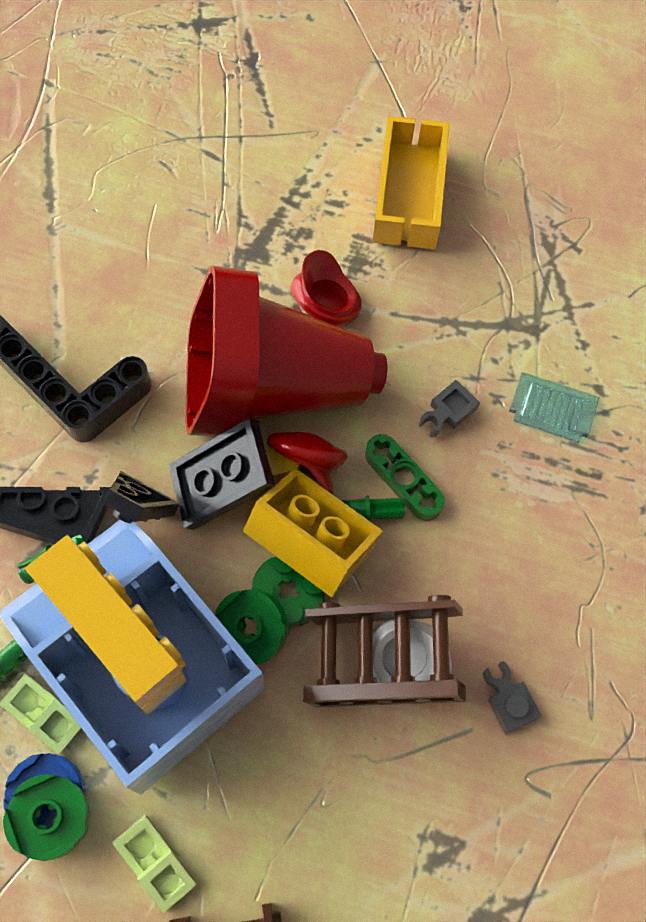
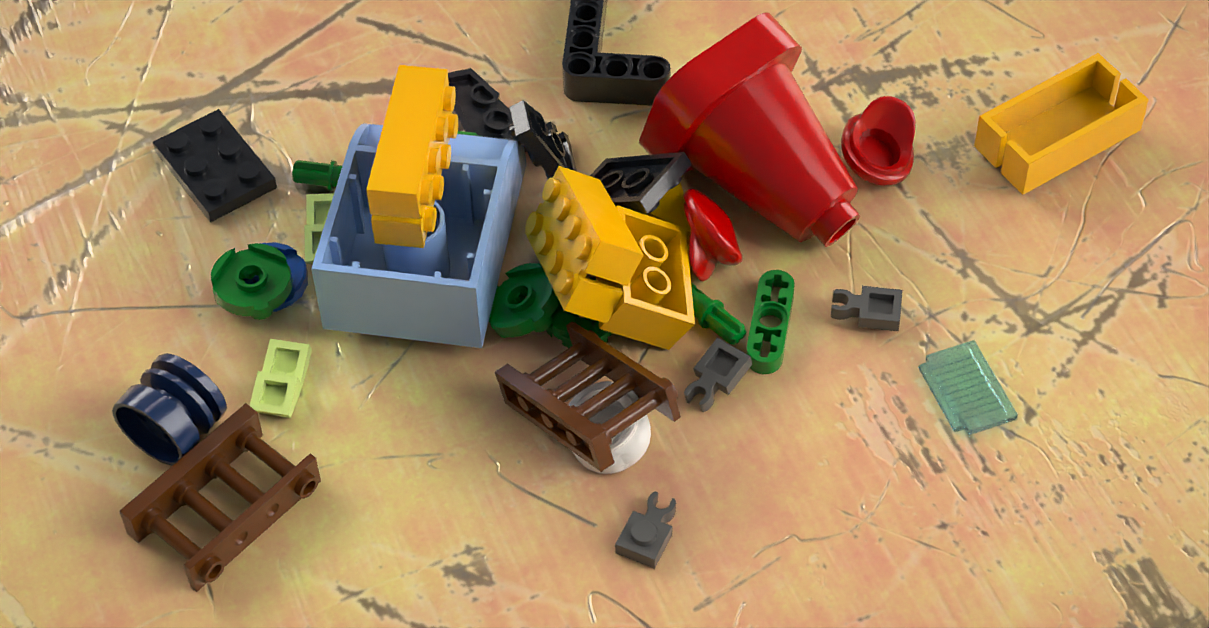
camera: 55 degrees right, 15 degrees down
(263, 551) = (582, 235): none -> yellow piece
(420, 542) = (718, 370): none -> dark grey plate

